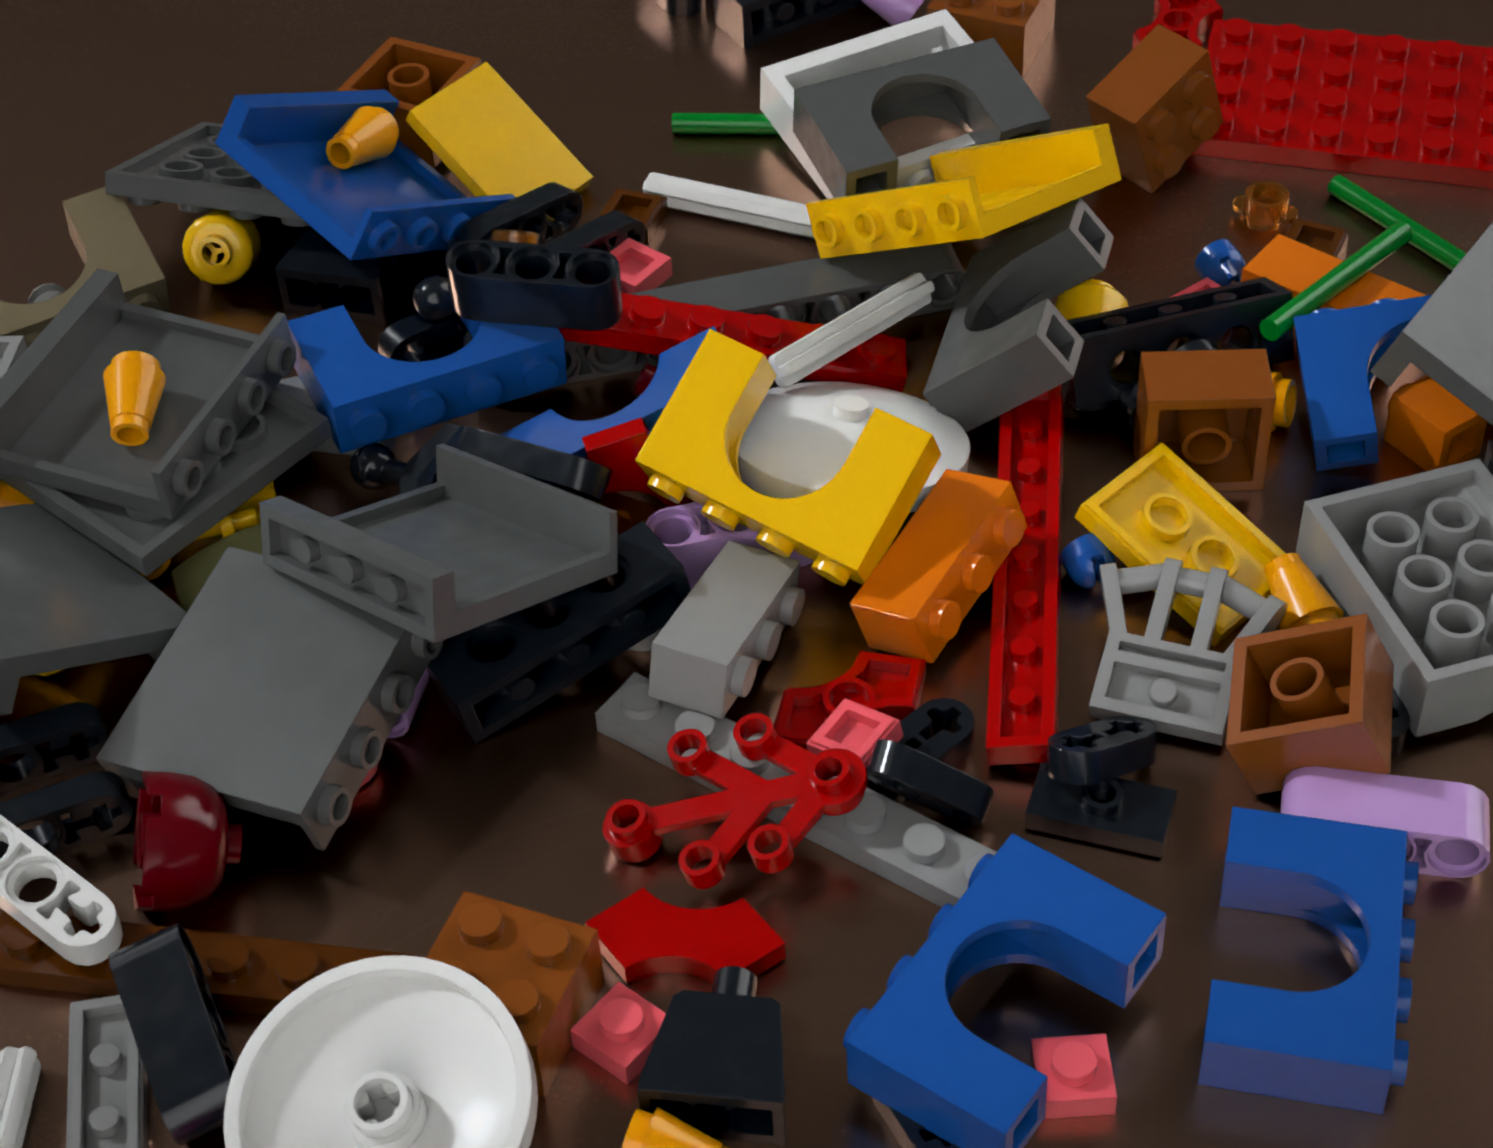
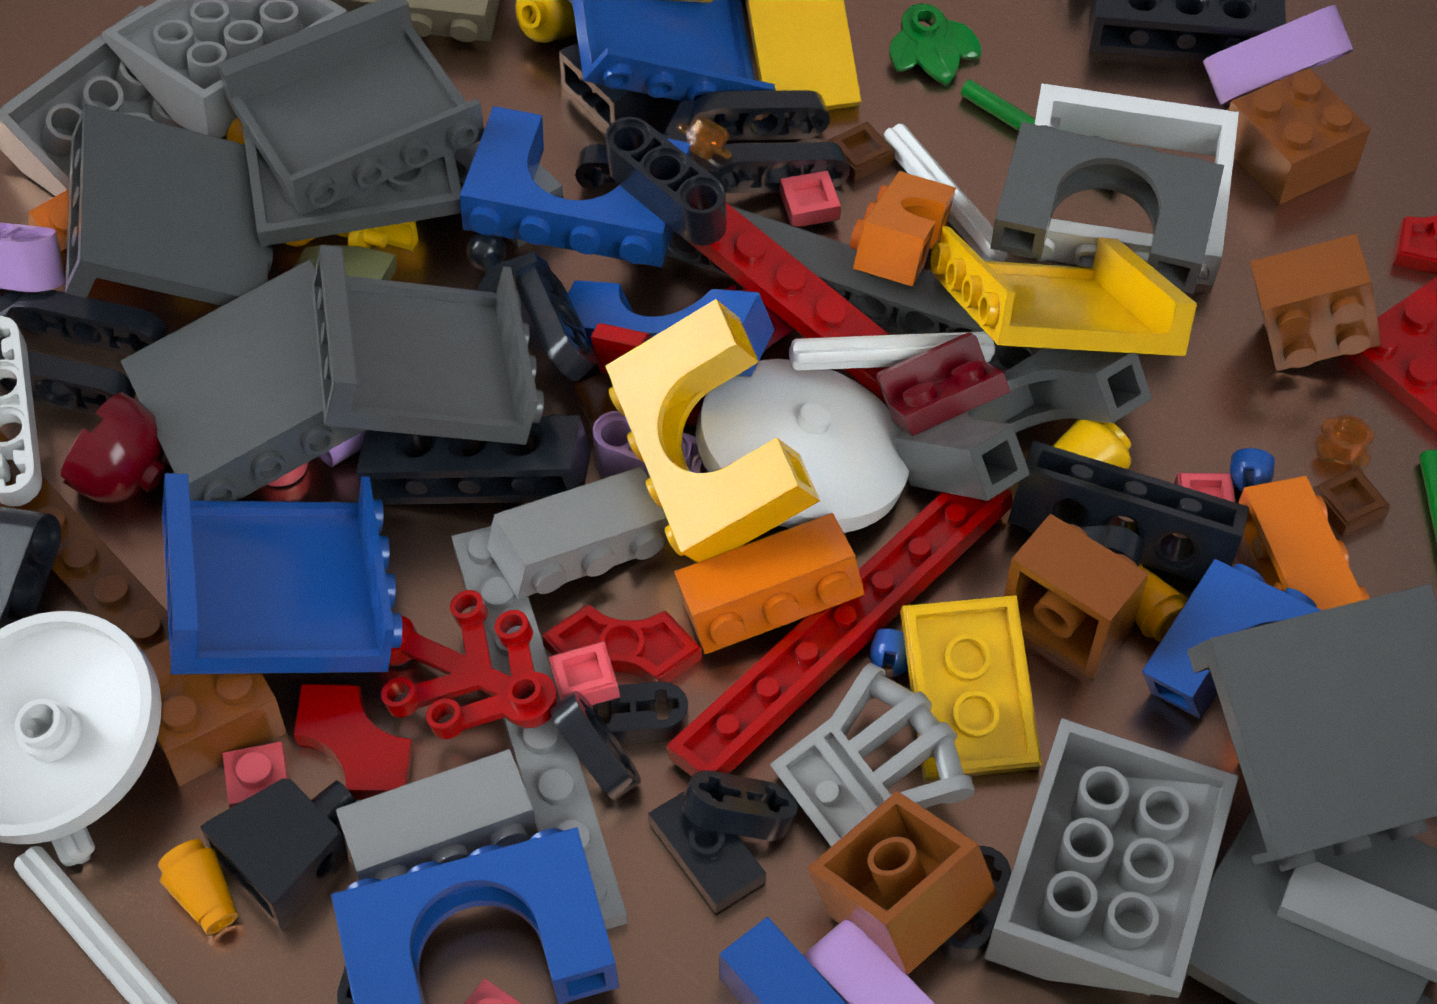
camera: 35 degrees right, 10 degrees up
(132, 395) = (342, 106): light orange cone -> none
(488, 834) = (277, 585): none -> blue panel
(607, 103) = (933, 47): none -> green plate
(758, 234) = (901, 227): none -> orange arch
(850, 942) = (438, 818): none -> light grey brick
(925, 330) = (940, 384): none -> dark red bracket
(1298, 587) = (1002, 796): light orange cone -> none
(1336, 280) = (1300, 547): green bar -> none

